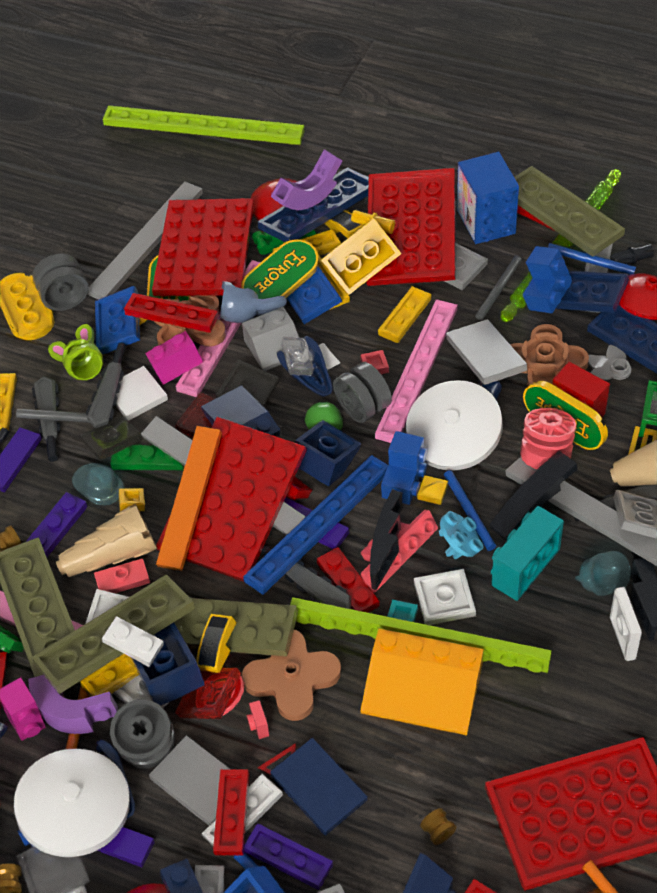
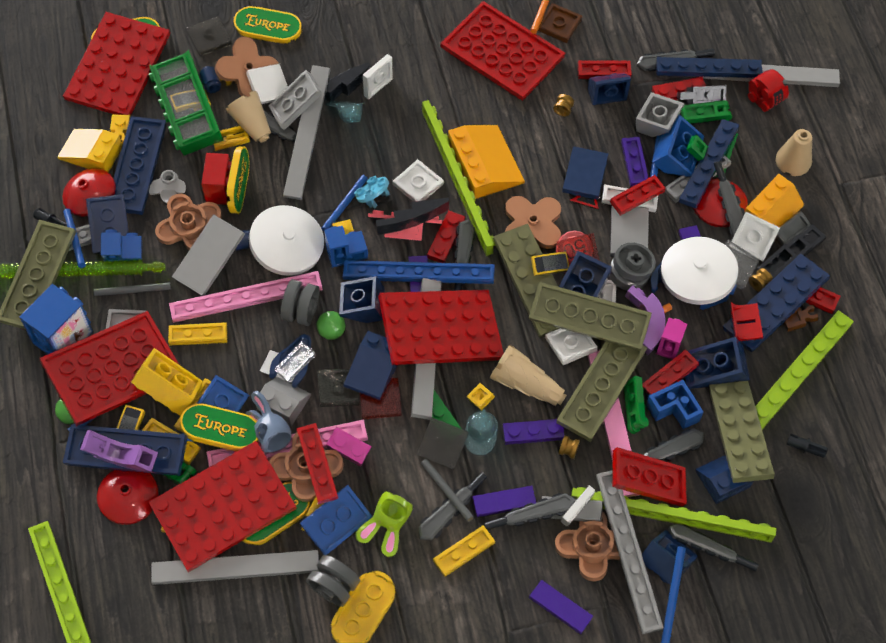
camera: 130 degrees left, 10 degrees up
(103, 400) = (414, 471): dark grey sword -> none
(122, 577) = (541, 360): coral plate -> none
(132, 641) = (592, 291): white plate -> none
(139, 393) = (390, 462): white tile -> none
(189, 498) = (462, 344): orange tile -> none
(257, 720) = (573, 222): coral plate -> none
(363, 218) = (128, 389): yellow axle -> none
(377, 360) = (260, 322): coral plate -> none
(403, 611) = (450, 191): teal plate -> none
(526, 552) = (363, 145): teal brick -> none
(533, 493) = (316, 165): black slope -> none
(545, 434) = (267, 176): coral wheel -> none

